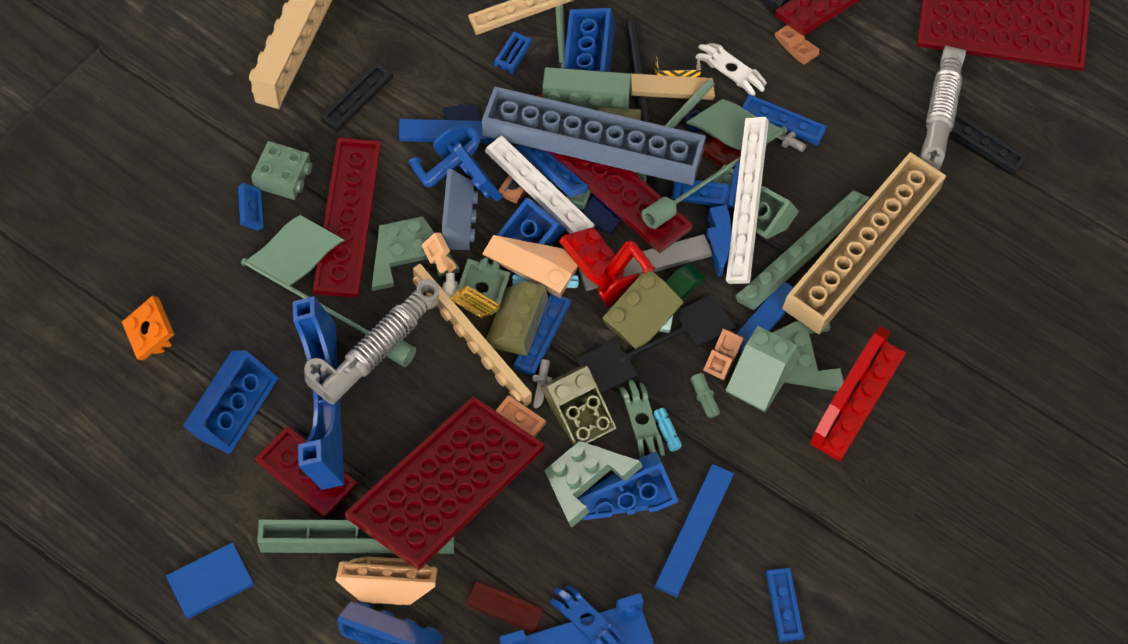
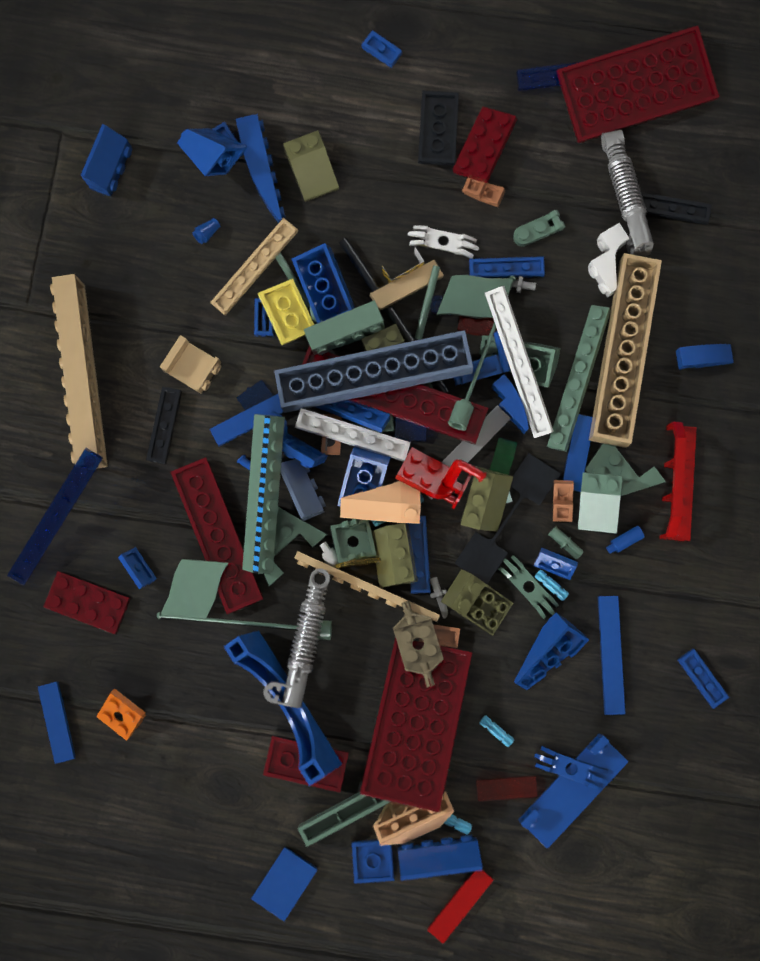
camera: 20 degrees left, 20 degrees up
(78, 308) = (56, 722): none -> blue tile
(180, 216) = (87, 602): none -> dark red plate
(200, 116) = (55, 516): none -> clear blue plate
(231, 401) = (217, 738): blue slope -> none
(281, 170) = (144, 525): sand green brick -> none
(317, 607) = (372, 861): none -> blue tile
(415, 57) = (191, 365): none -> tan panel
(417, 189) = (263, 493): none -> sand green brick
(431, 616) = (459, 824): none -> medium azure piece
(436, 252) = (304, 532): light nougat plate -> none
(492, 389) = (406, 631): none -> dark tan plate
(527, 543) = (497, 731): none -> medium azure axle
(537, 49) = (286, 311): none -> light yellow plate
(581, 469) = (506, 657): wing -> none
(683, 409) = (555, 563): none -> blue plate
(771, 424) = (626, 540): none -> blue cylinder
(835, 101) = (538, 229): none -> sand green plate
(884, 158) = (604, 267): none -> white arch
(949, 289) = (704, 355): none -> blue slope

